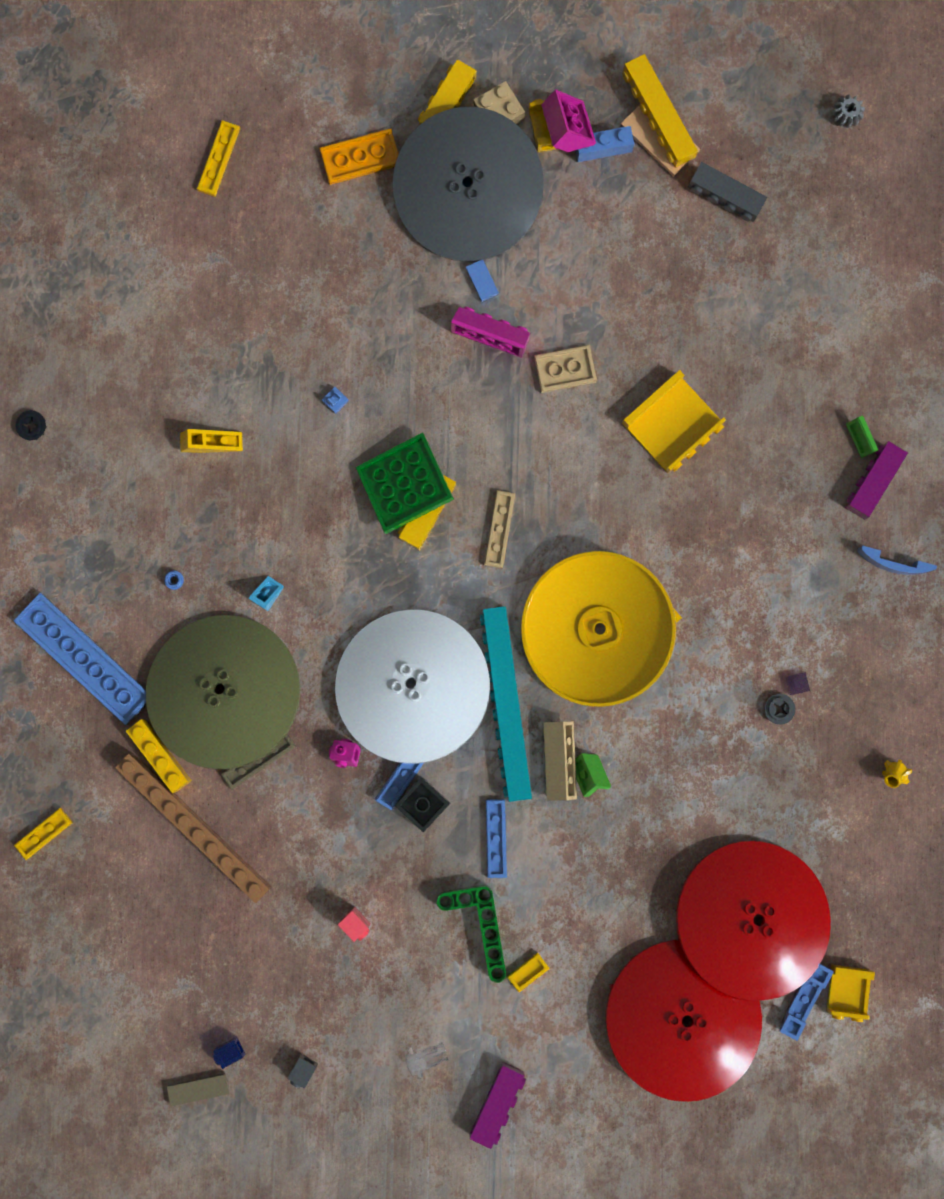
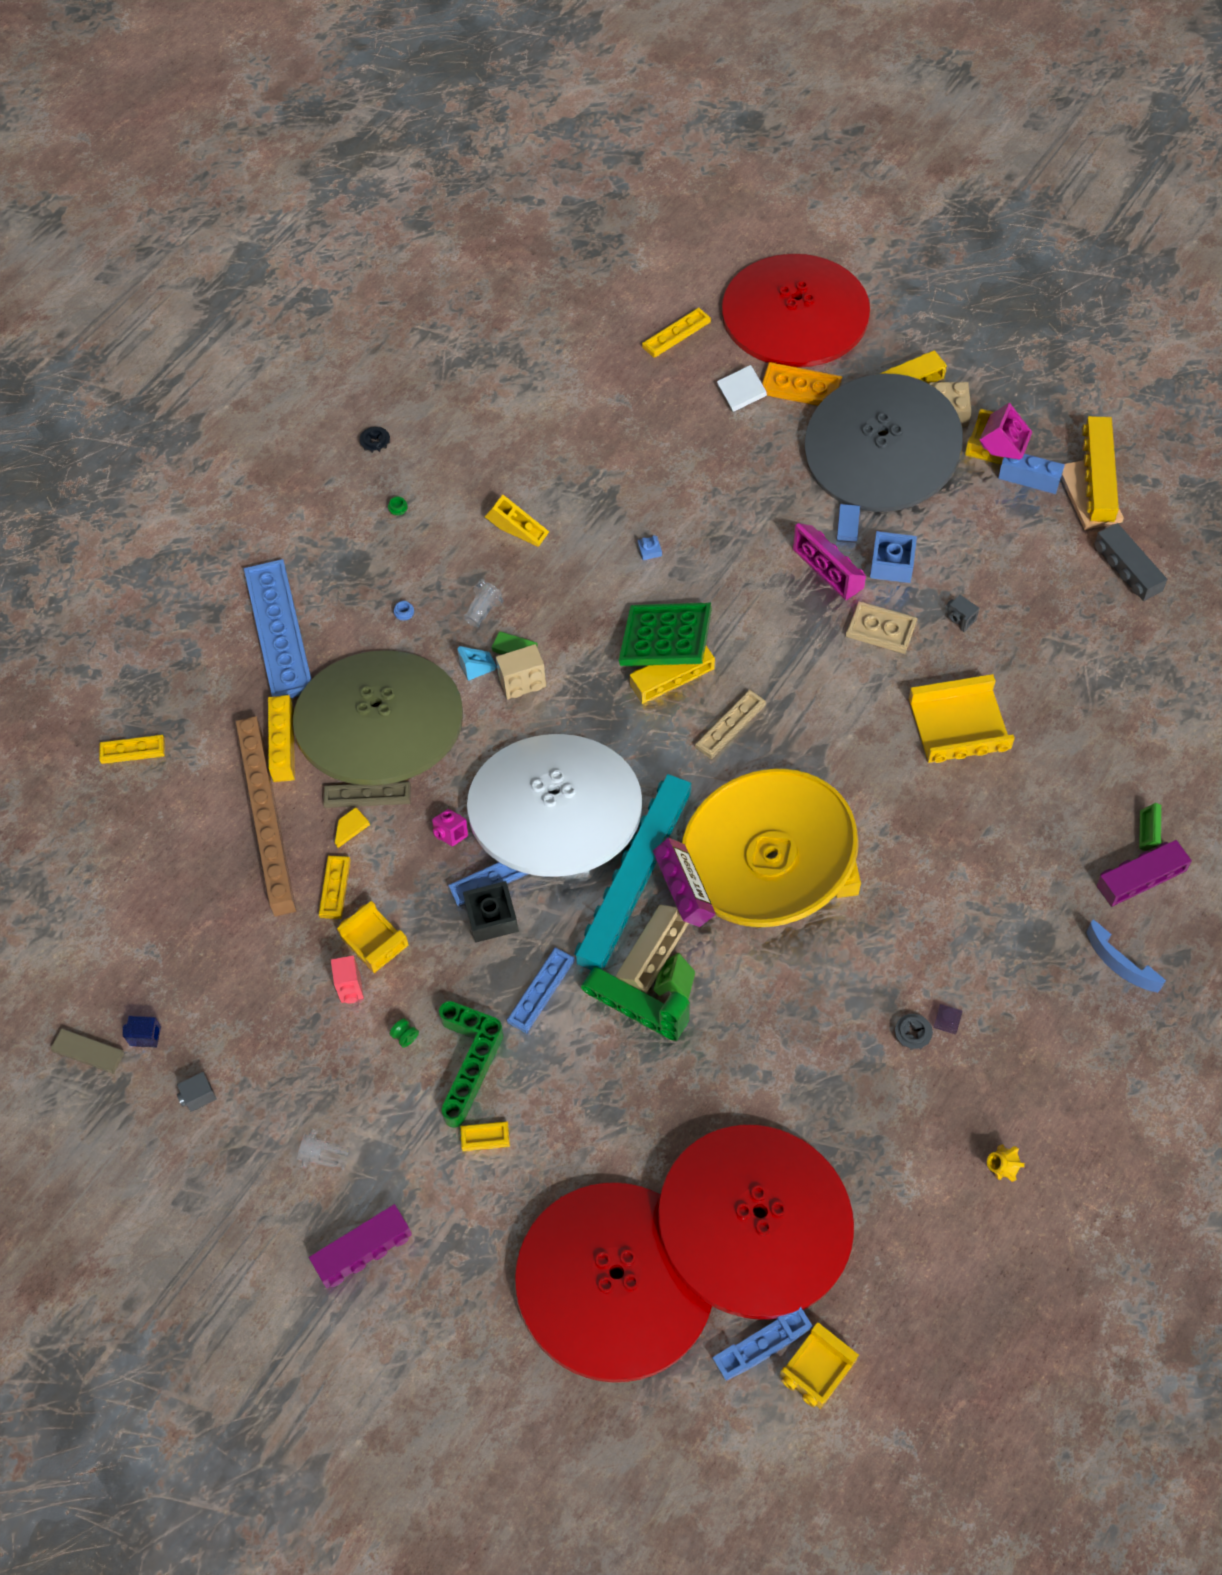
camera: 40 degrees right, 25 degrees down
(98, 482) = (397, 506): none -> green plate
(236, 537) = (486, 598): none -> clear piece
(264, 795) = (350, 826): none -> yellow tile
(286, 559) = (508, 643): none -> bright green tile
(288, 851) = (334, 887): none -> yellow tile
(312, 104) = (792, 332): none -> red dish
(312, 586) = (521, 671): none -> tan brick
(313, 190) = (742, 388): none -> white tile
(345, 874) = (372, 937): none -> yellow panel
(421, 934) = (404, 1032): none -> green wheel
(540, 298) = (893, 557): none -> medium blue brick
(553, 697) = (684, 882): none -> magenta brick
(592, 809) = (665, 1019): none -> green beam
(621, 319) = (962, 612): none -> dark grey brick

